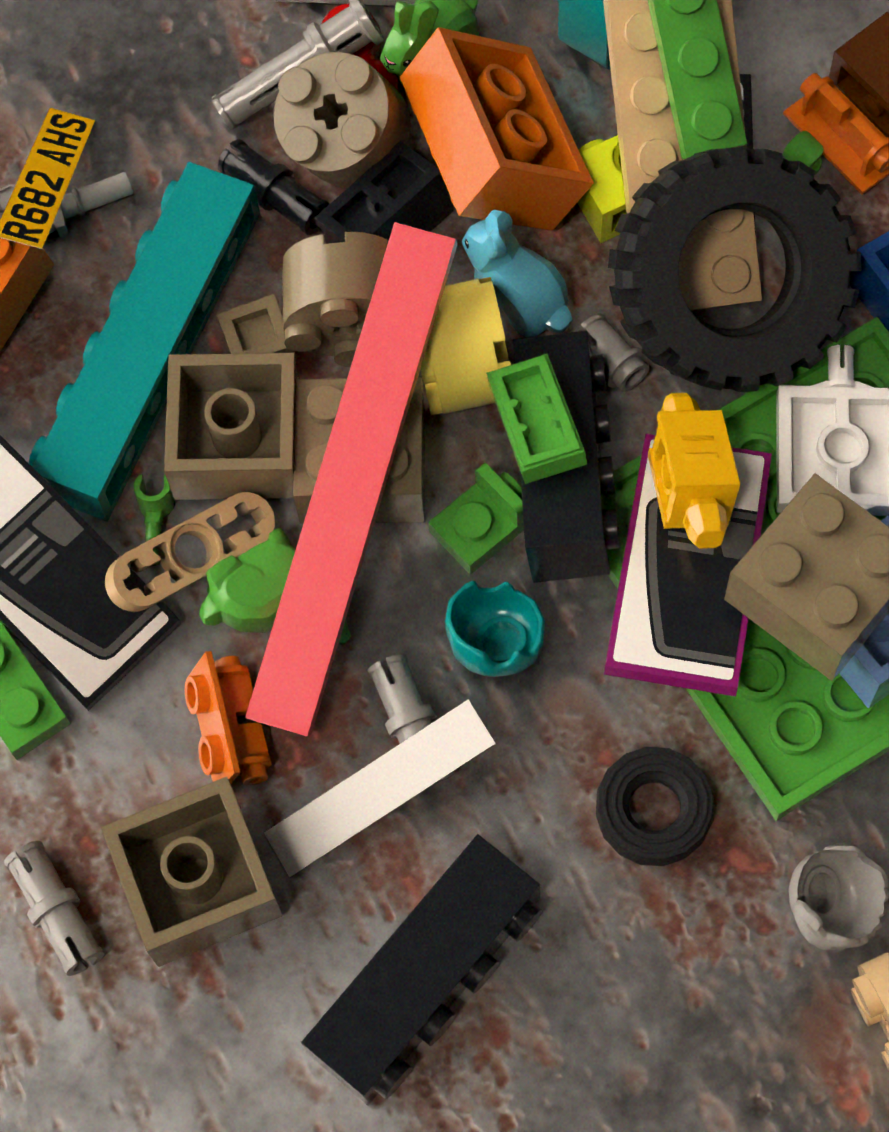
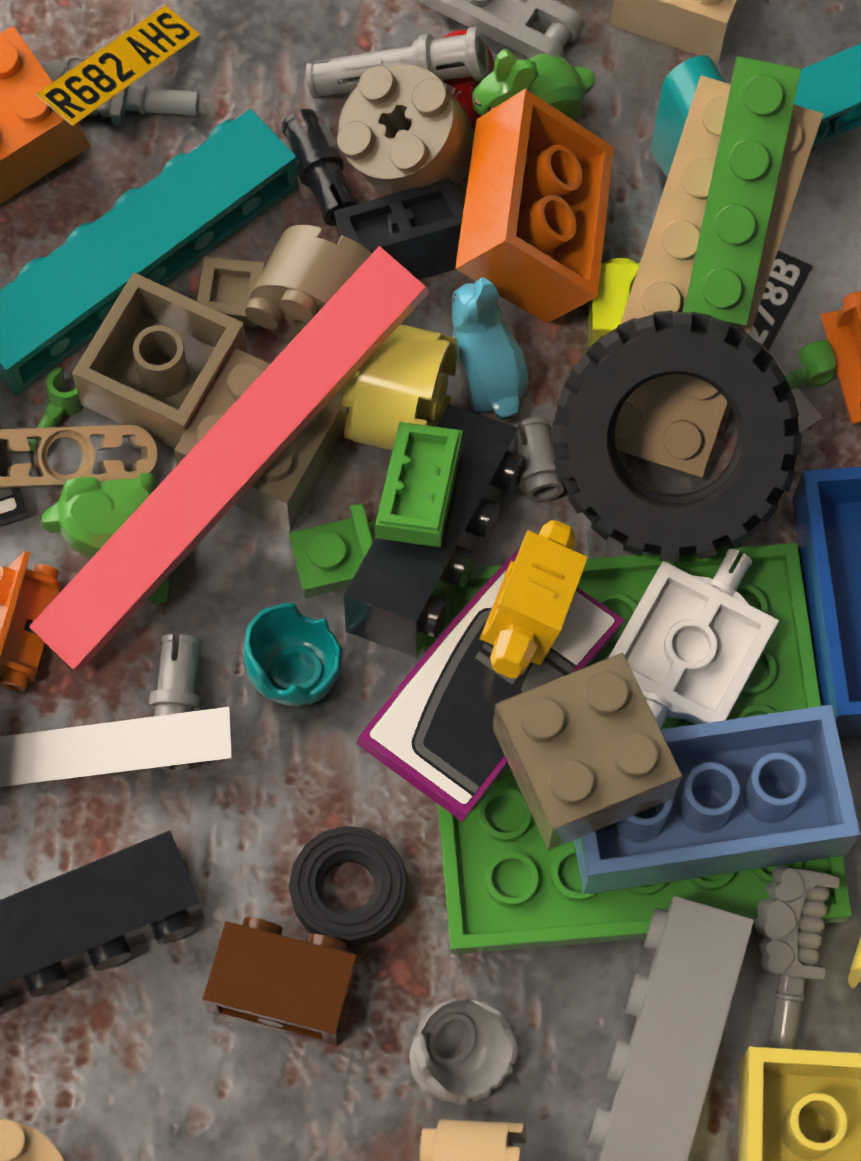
camera: 20 degrees right, 0 degrees up
(646, 917) = (281, 980): none -> reddish brown brick

